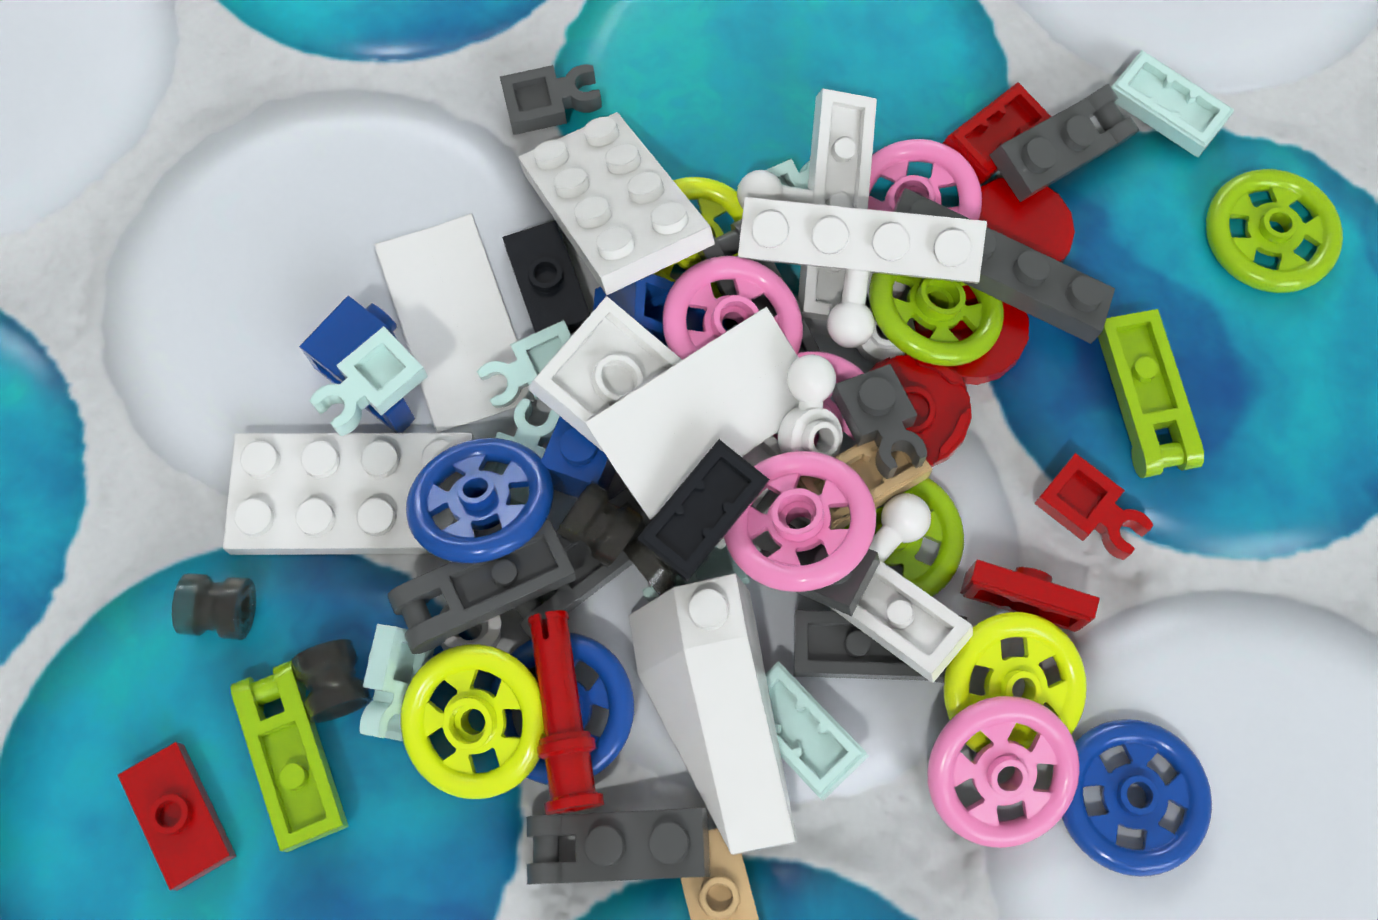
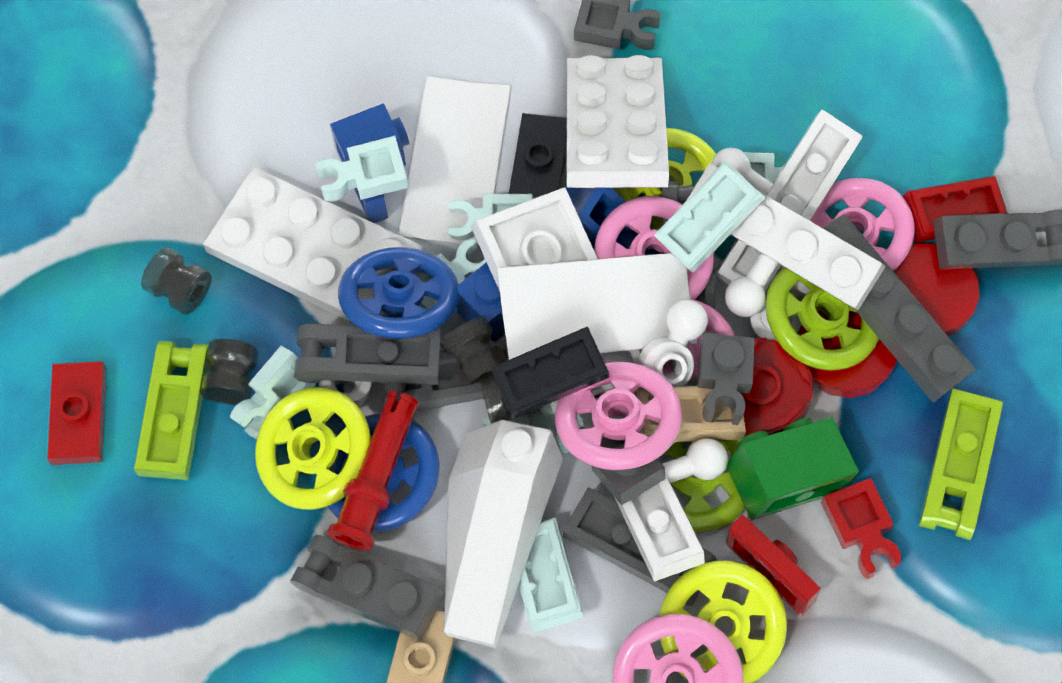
camera: 30 degrees right, 5 degrees down
(779, 254) = (709, 216): none -> light aqua plate
(993, 481) = (791, 466): none -> green brick

